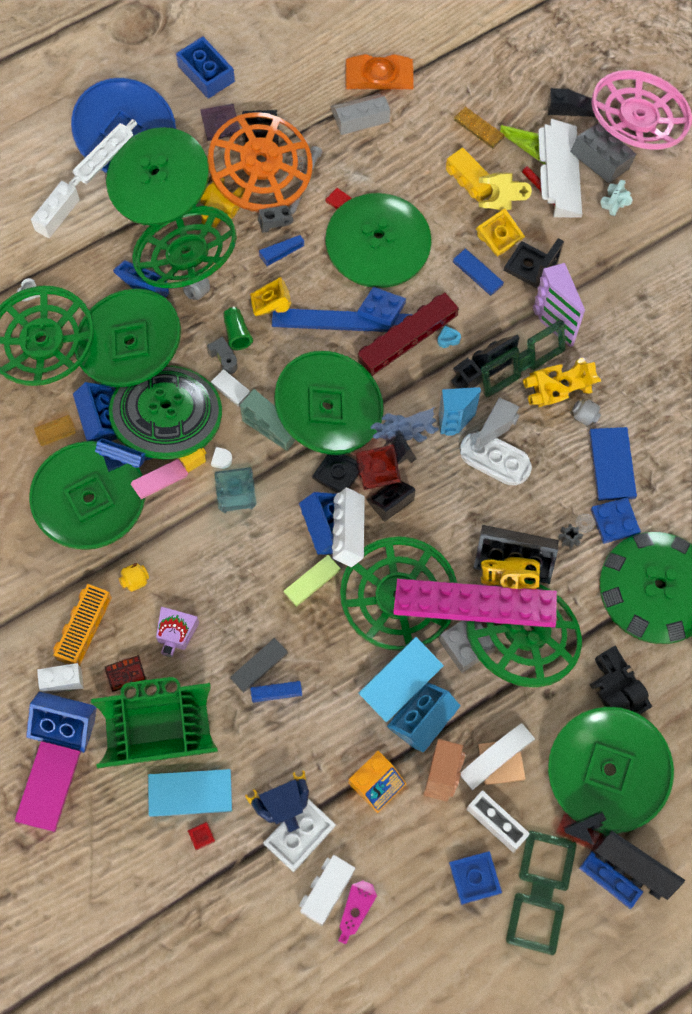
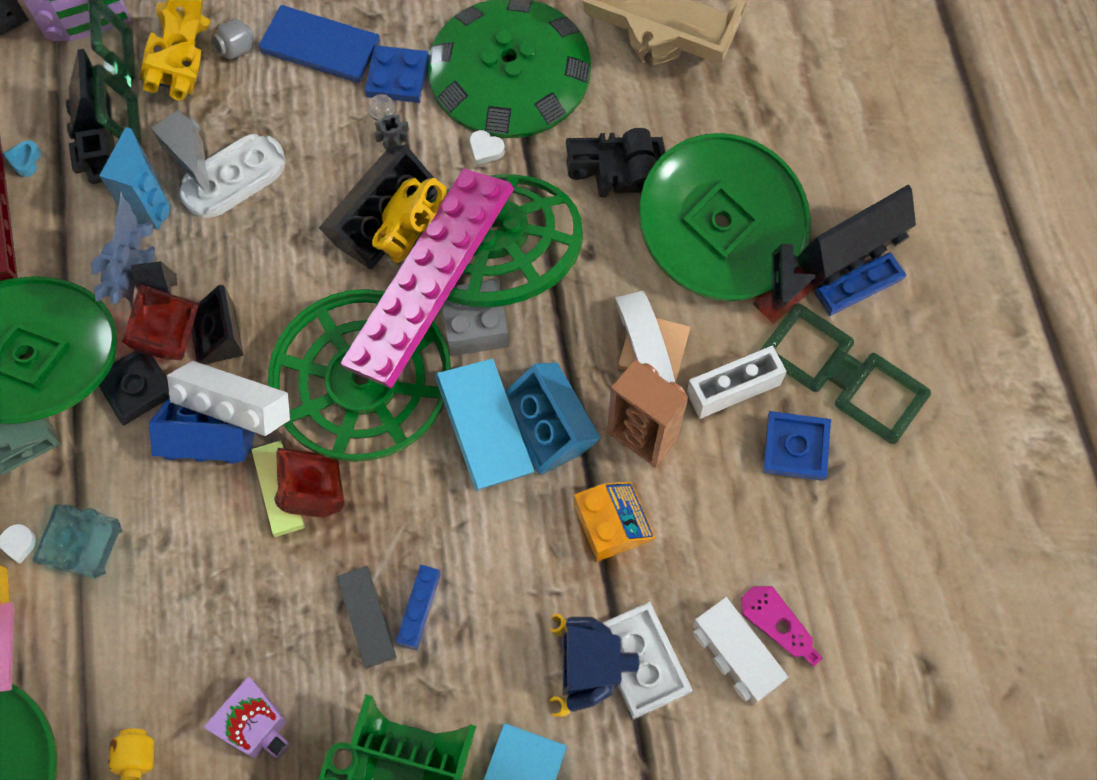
camera: 65 degrees left, 0 degrees up
(319, 595) = (308, 484): none -> clear red slope
(590, 598) = (486, 147): none -> white tile

